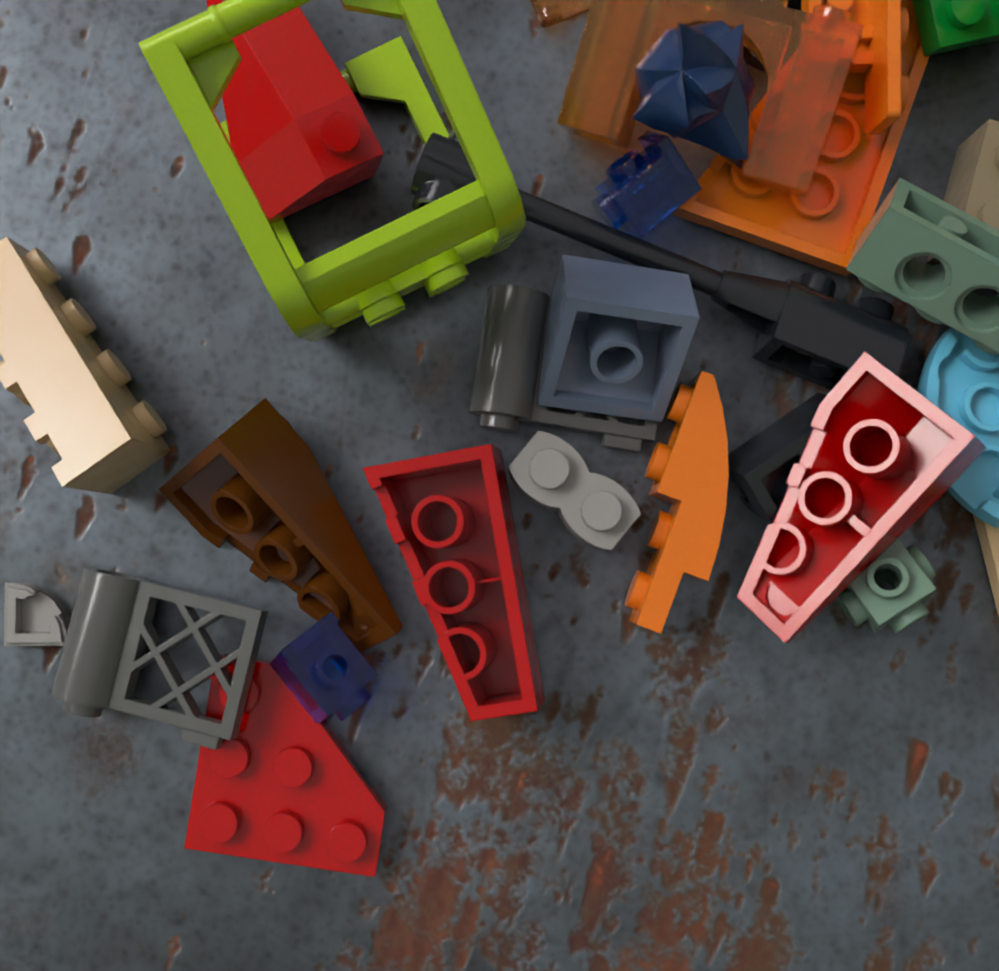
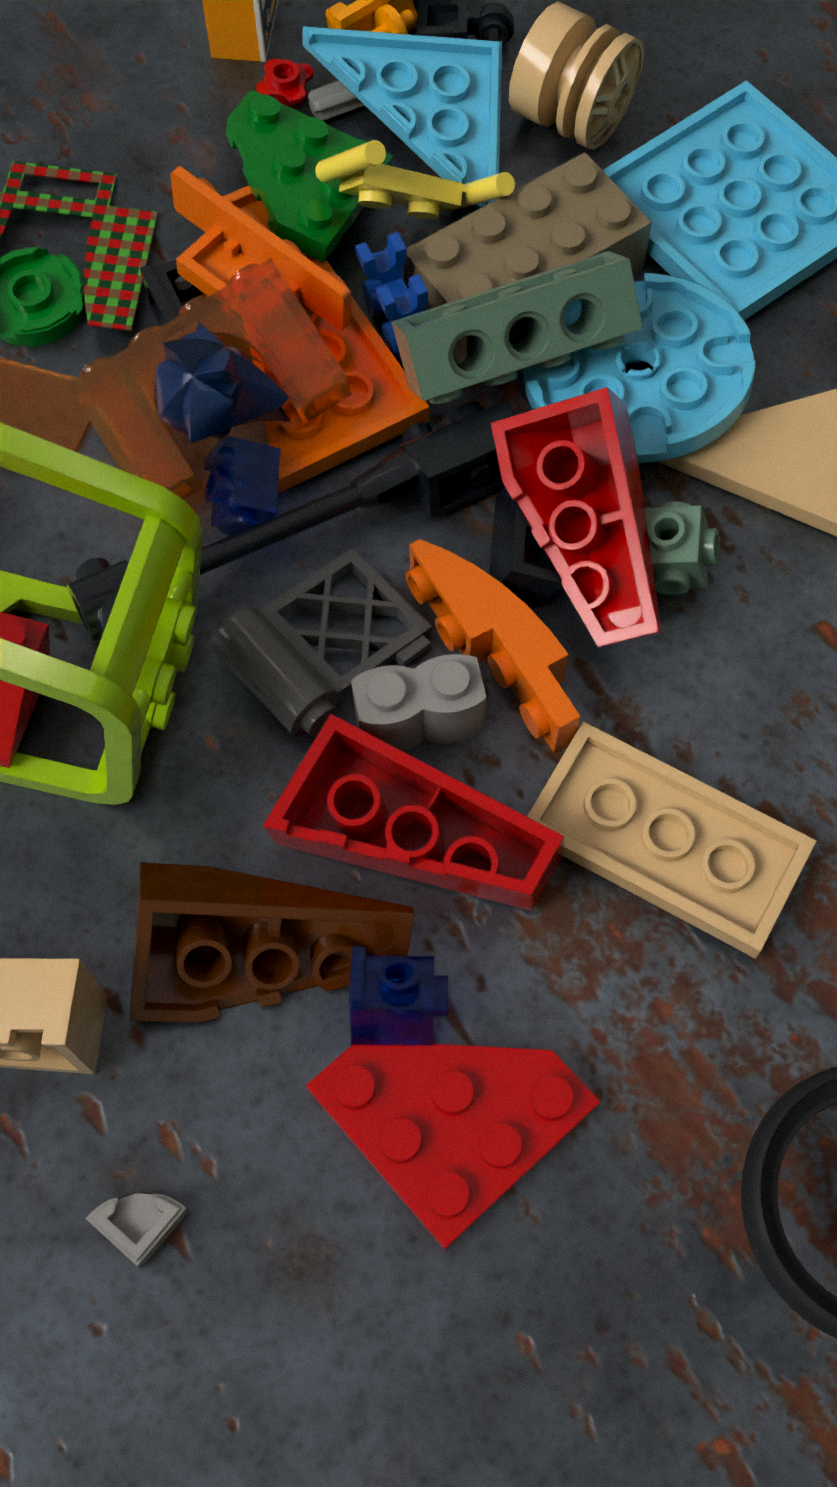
camera: 50 degrees left, 20 degrees down
(108, 647) = (214, 1161): dark grey piece -> none
(616, 338) = (333, 584): sand blue slope -> none
(624, 771) = (672, 838): none -> tan plate
(937, 138) = (385, 288): none -> blue plate

